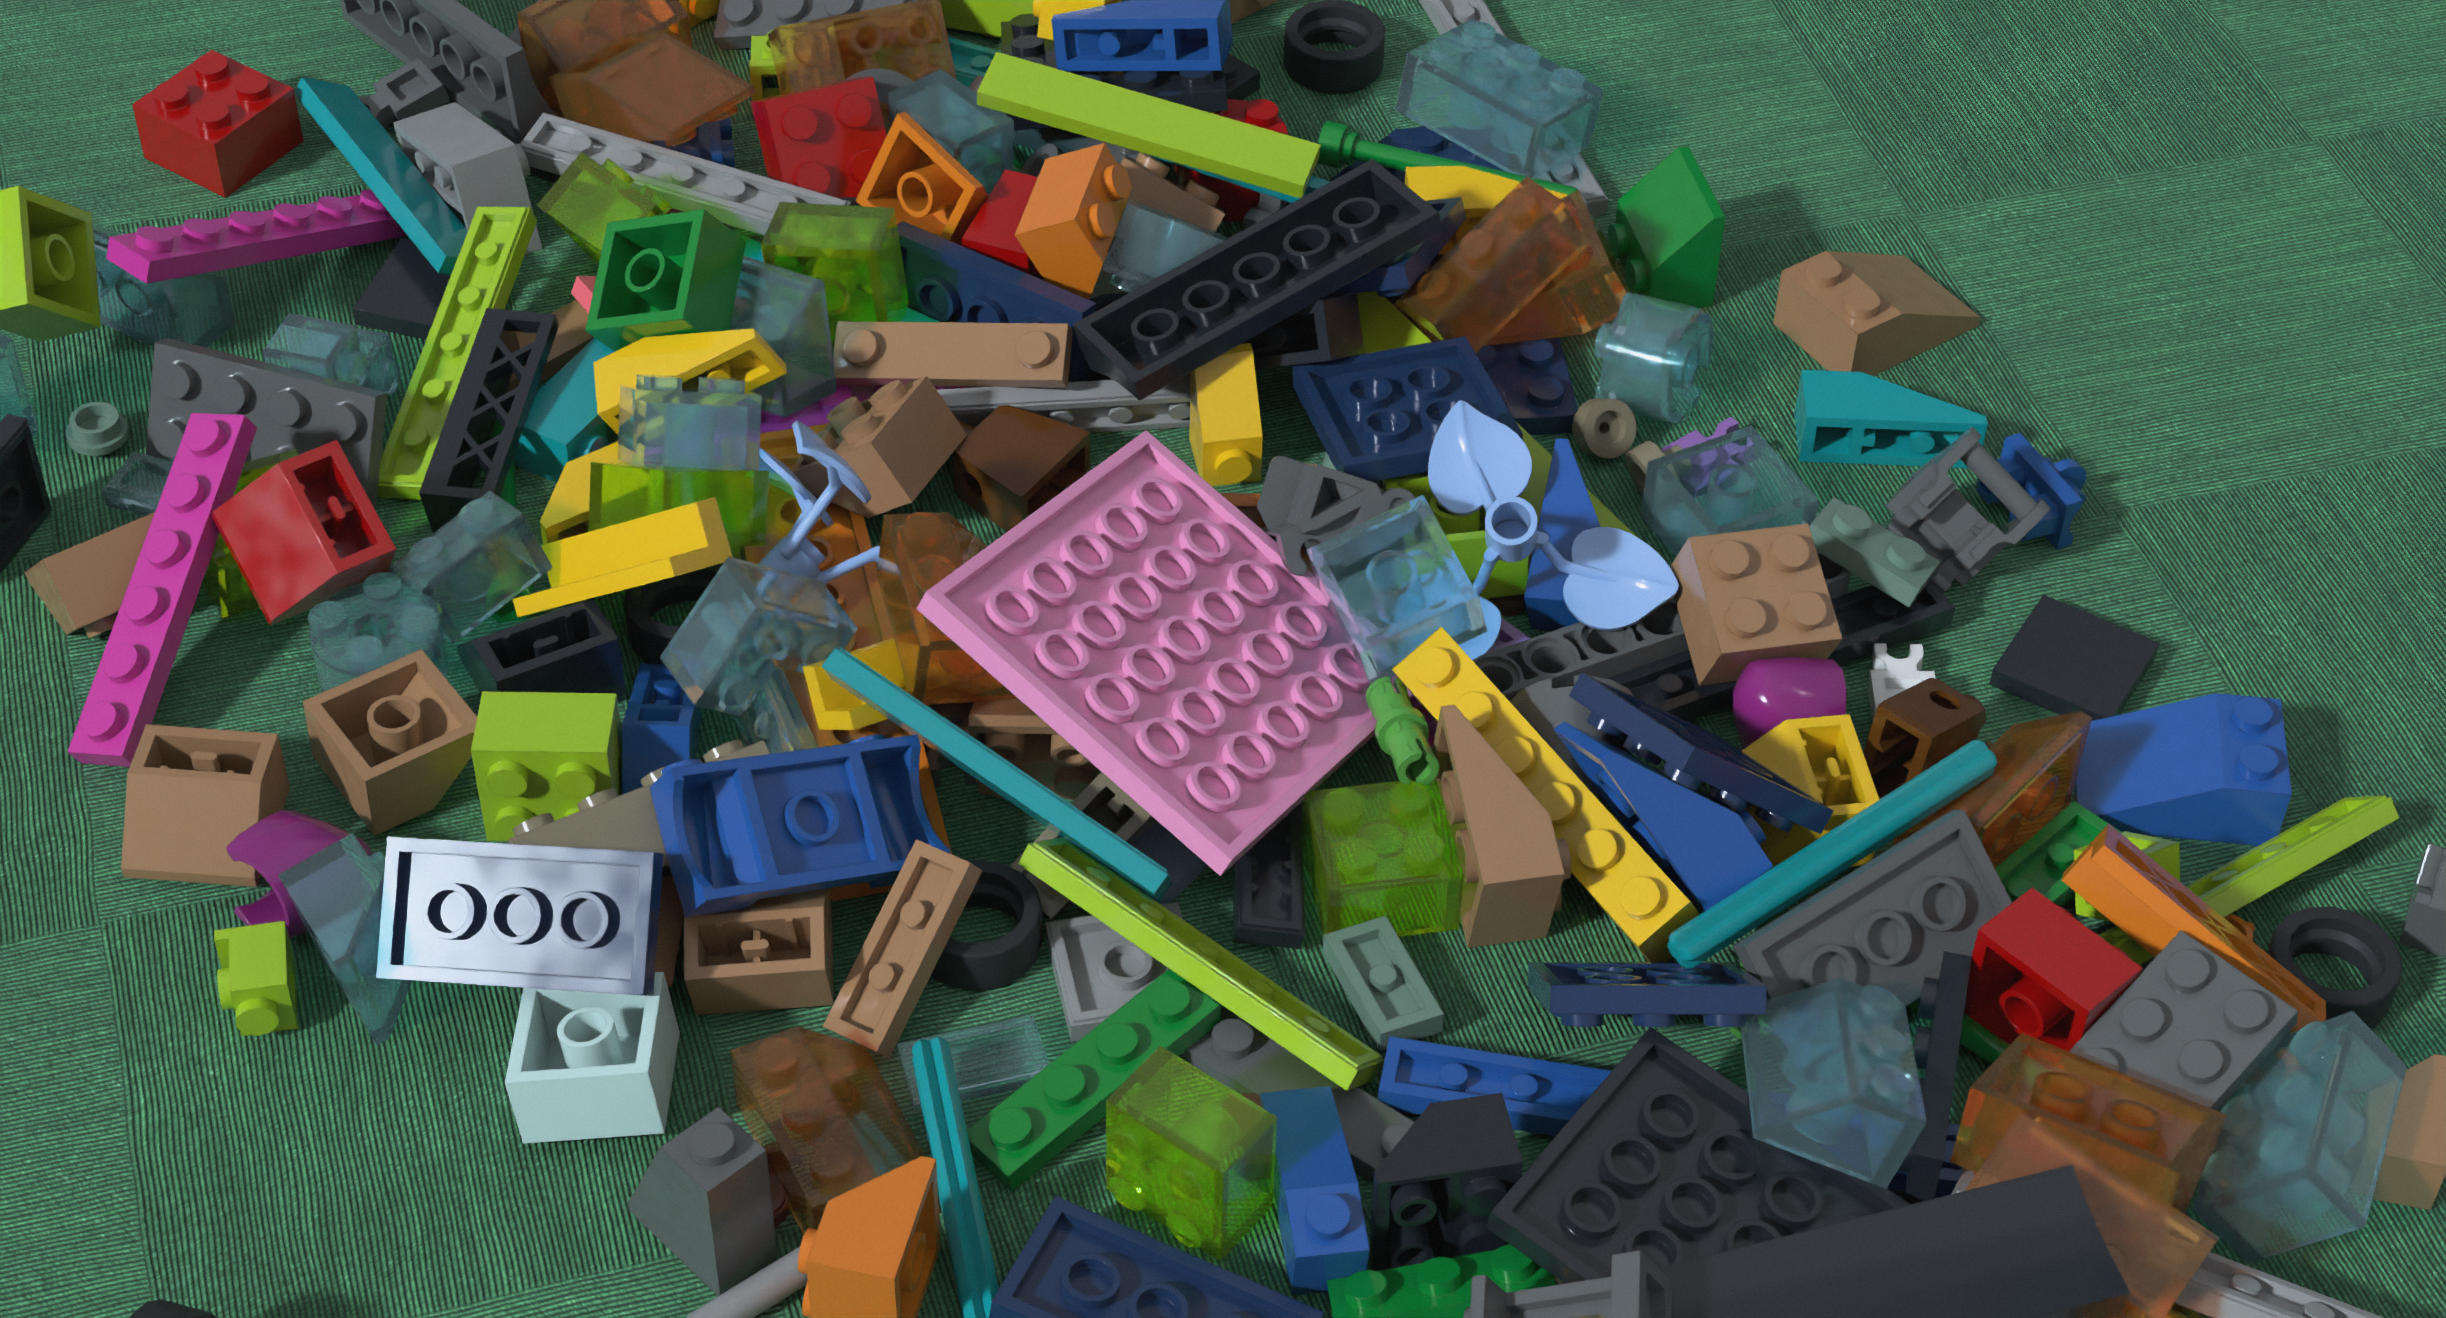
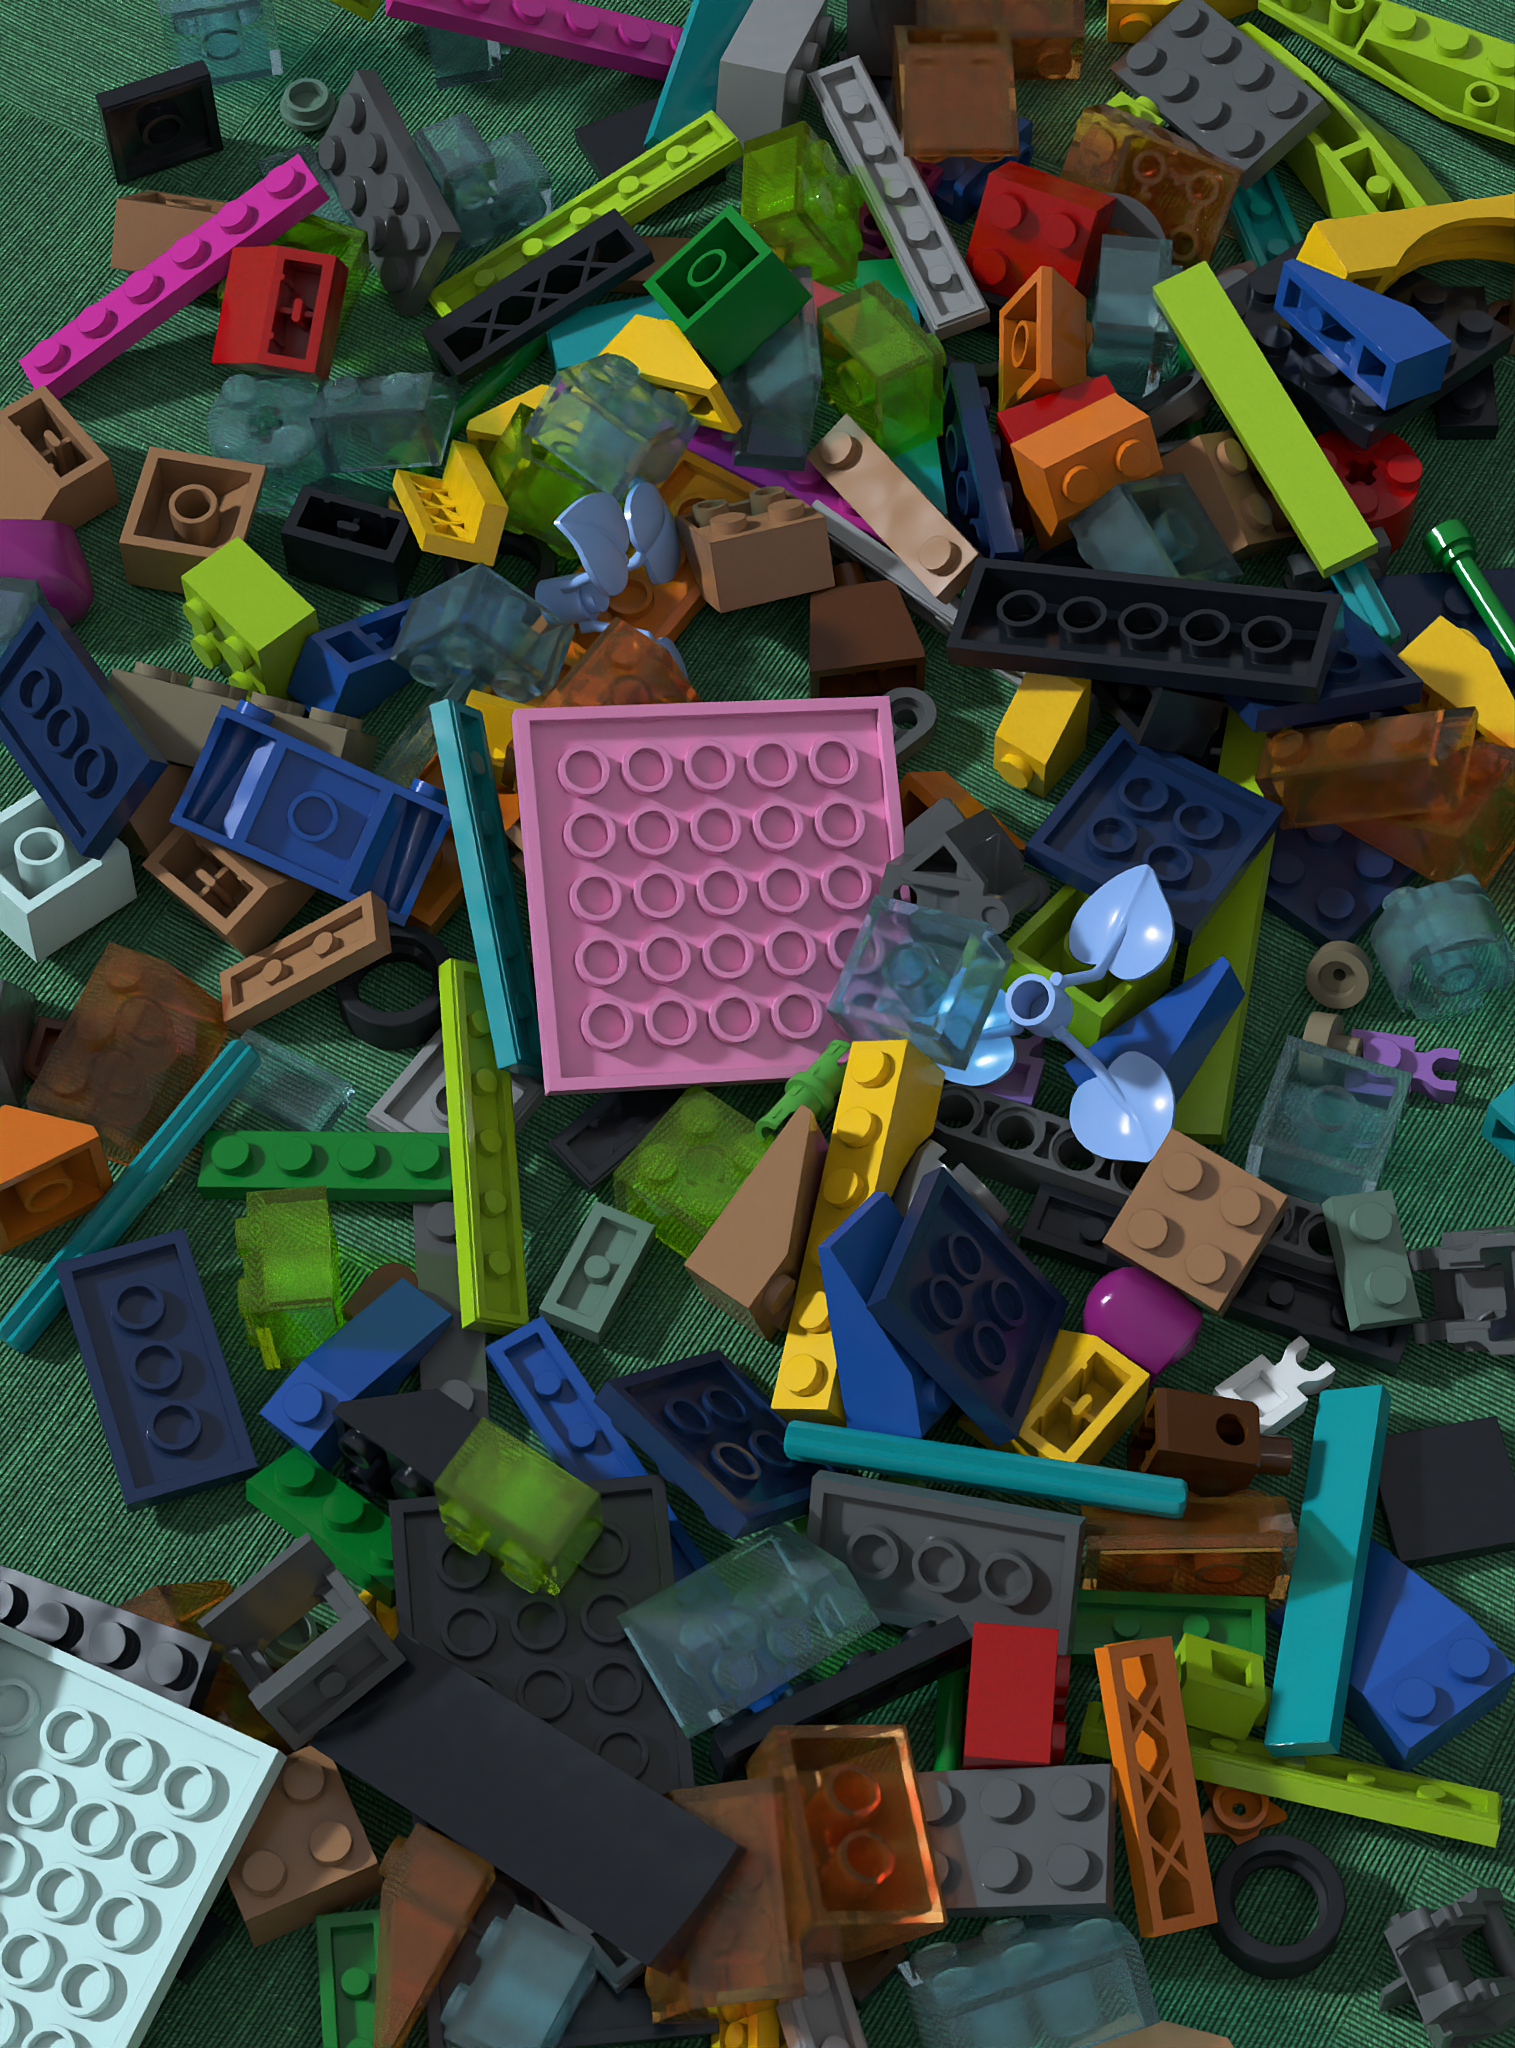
camera: 50 degrees right, 15 degrees up
(1619, 1105) = (518, 1509): none -> clear neon green brick
(2113, 760) = (1328, 1573): none -> teal tile

